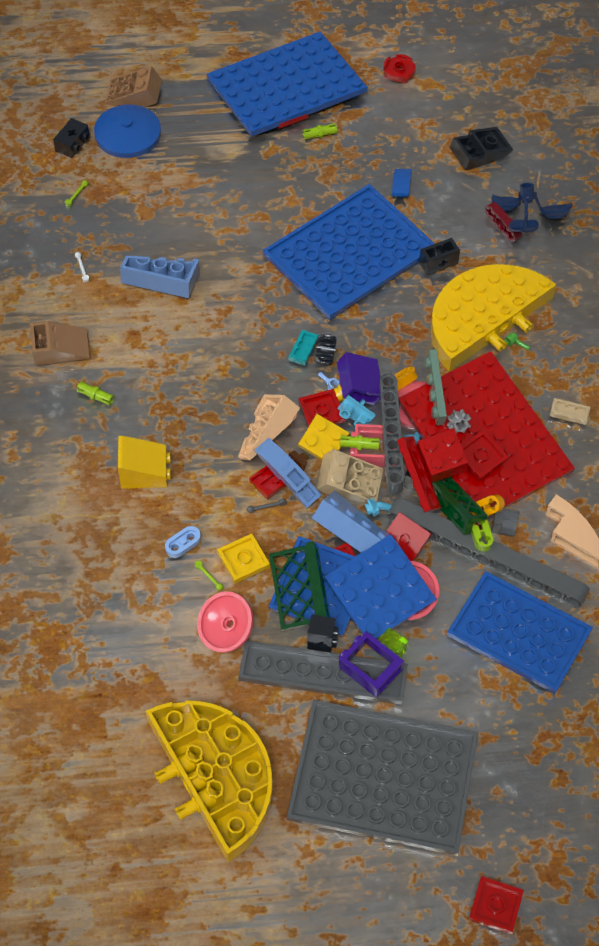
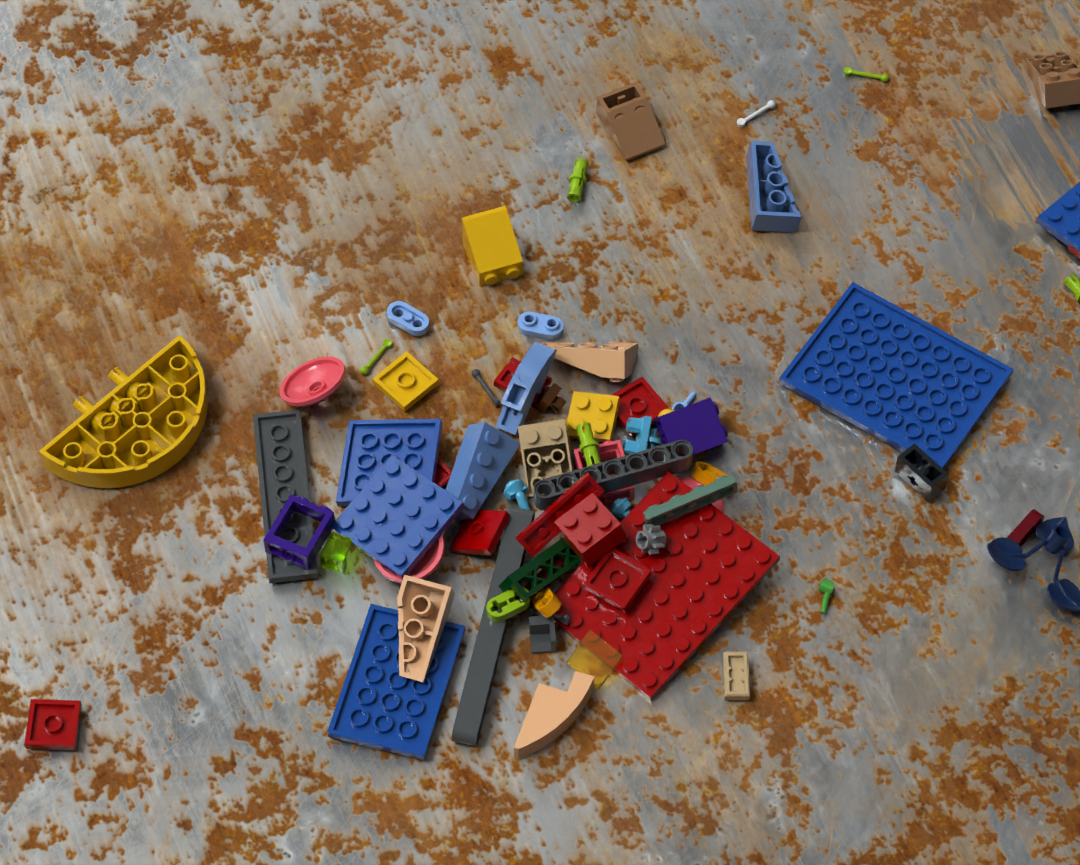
camera: 75 degrees right, 0 degrees up
(71, 138) = (945, 40): black brick -> none
(127, 131) = (988, 94): blue dish -> none
(224, 453) = (539, 326): none -> light blue plate
(303, 347) = (722, 365): teal plate -> none
(315, 578) = (374, 456): dark green fence -> none
(322, 634) = (323, 475): black brick -> none
(325, 349) = (722, 384): black gear -> none
(383, 777) = (175, 584): dark grey plate -> none
(401, 182) = (1032, 404): blue slope -> none
(480, 593) = (421, 620): none -> light nougat wedge
(482, 307) = (857, 539): yellow brick -> none
(535, 493) = (595, 658): none -> clear yellow piece

